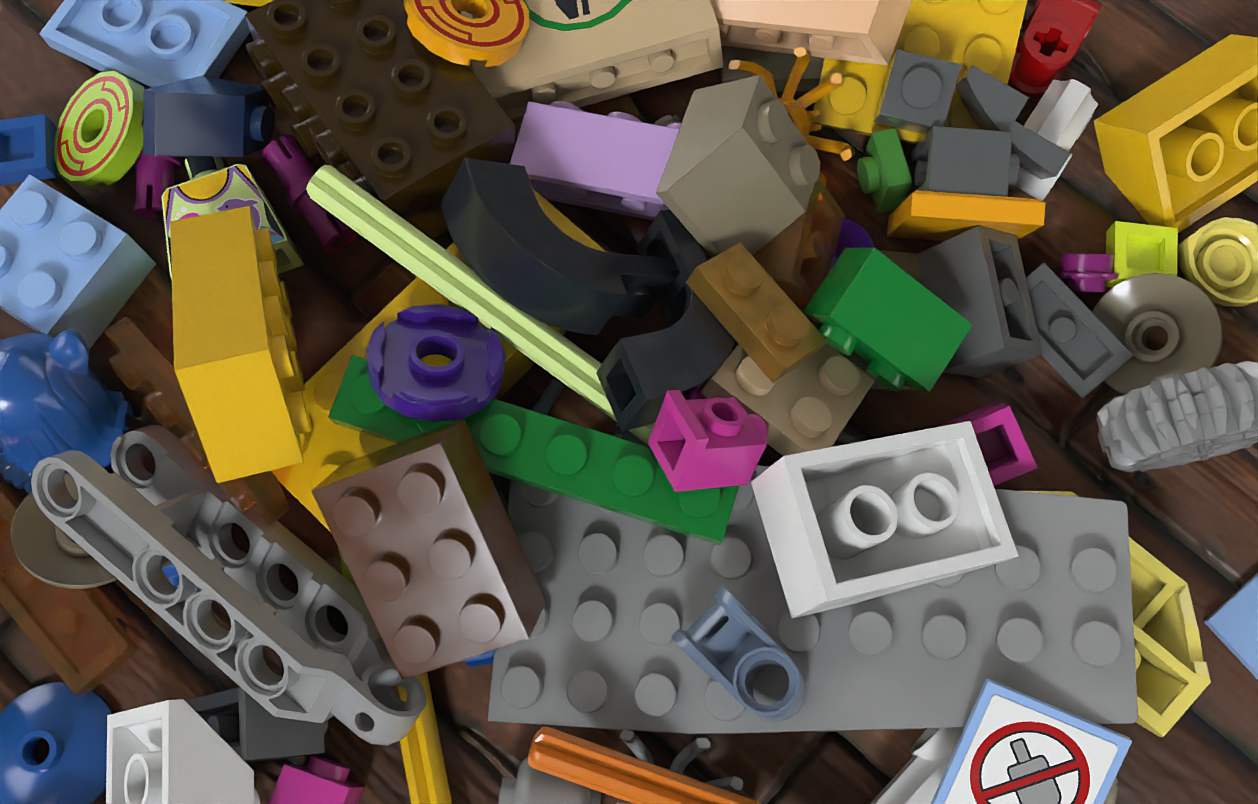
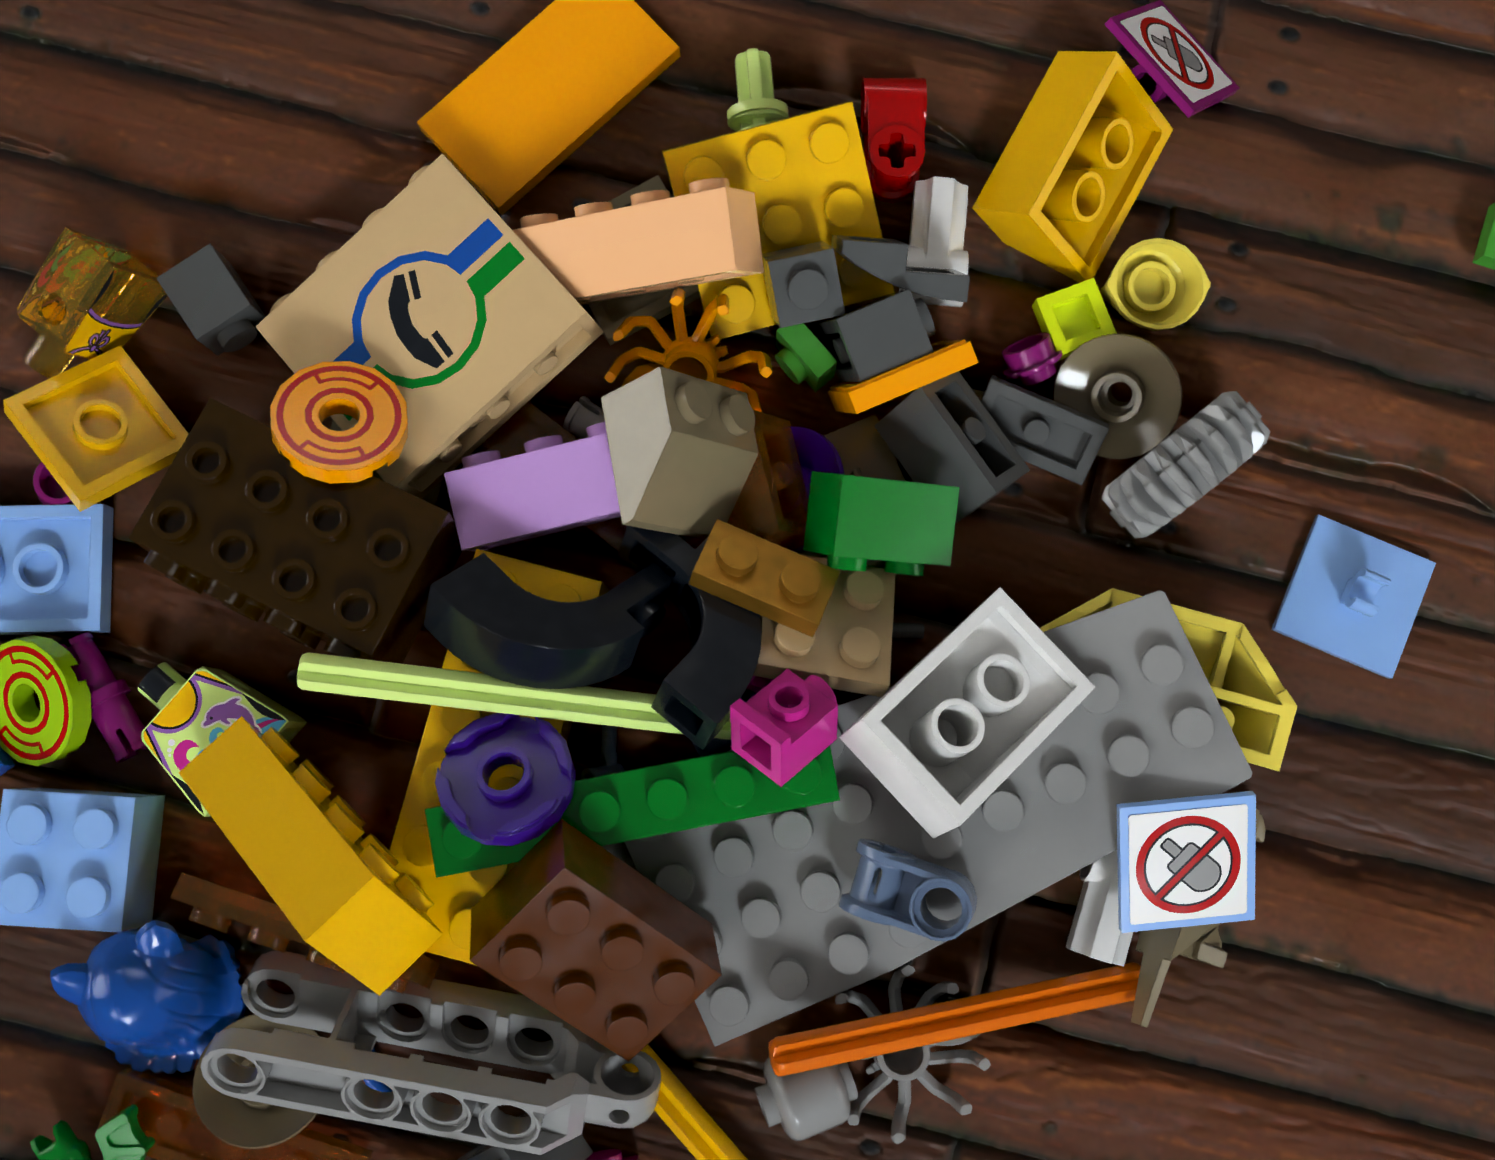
camera: 30 degrees left, 10 degrees up
(206, 118) = (138, 640): dark blue slope -> none
(295, 173) = (268, 651): magenta pin -> none
(999, 441) = (1023, 575): dark pink brick -> none

